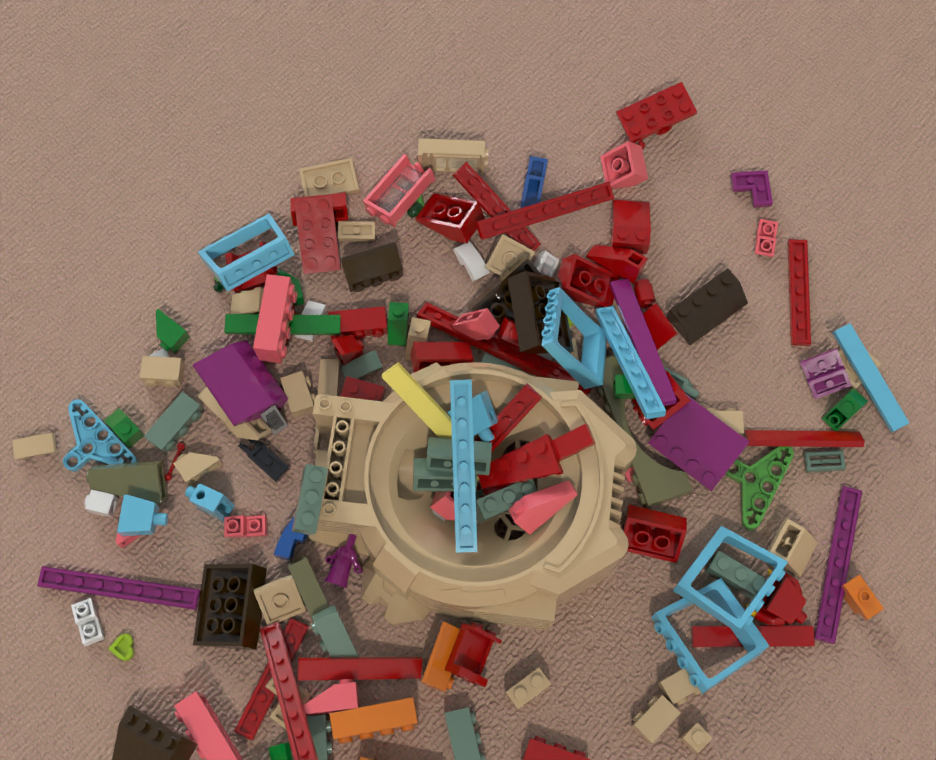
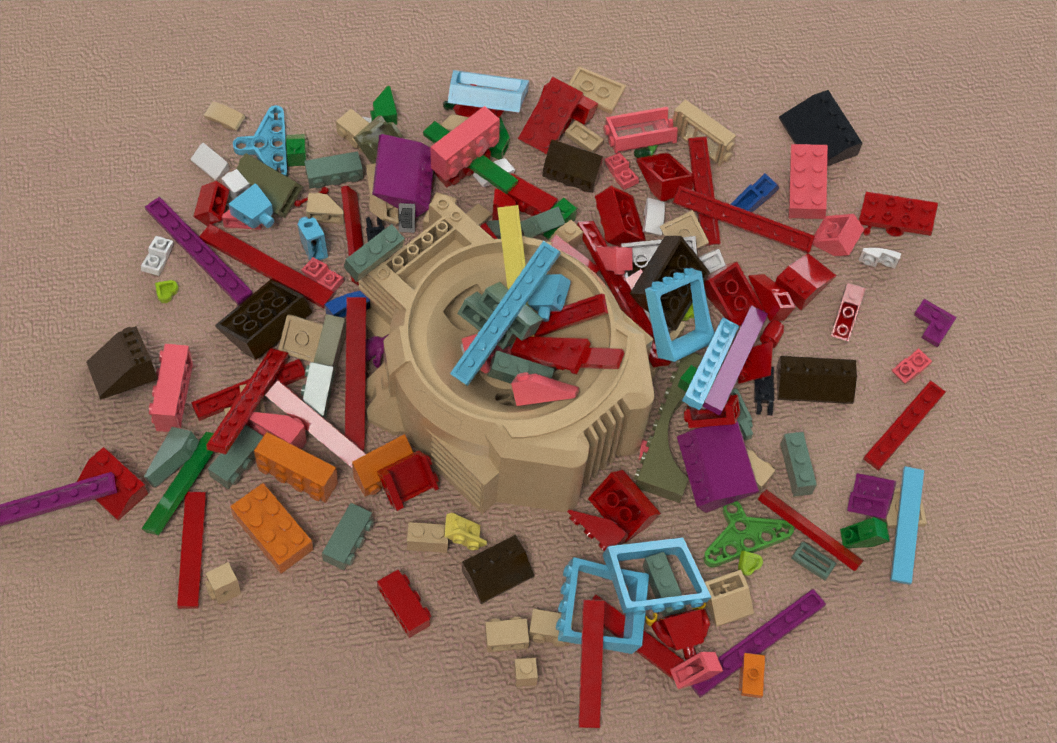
camera: 35 degrees right, 10 degrees down
(58, 499) = (210, 162): none -> white slope
(95, 538) = (211, 203): none -> red brick
(182, 369) = (369, 136): none -> olive panel
(189, 555) = (266, 265): none -> red tile
(243, 471) = (352, 221): none -> red tile
(352, 595) = (355, 370): none -> red tile
(391, 338) = (542, 223): none -> sand green slope
(411, 239) = (620, 171): none -> coral slope
(445, 283) = (619, 217): none -> red slope
(539, 83) = (822, 122): none -> black slope
(553, 662) = (463, 532): none -> light yellow bracket
(567, 137) = (808, 181): none -> coral brick
(603, 669) = (497, 569): none -> dark brown slope
(658, 567) = (603, 529): none -> red slope
(666, 165) = (872, 256): none -> white slope
(677, 349) = (764, 393): none -> black hinge
(684, 228) = (847, 311): none -> slope
(743, 692) = (591, 663): none -> red tile
(752, 390) = (798, 464): none -> sand green brick
(781, 503) = (749, 562): none -> lime tile
(819, 627) = (696, 669): none -> coral slope

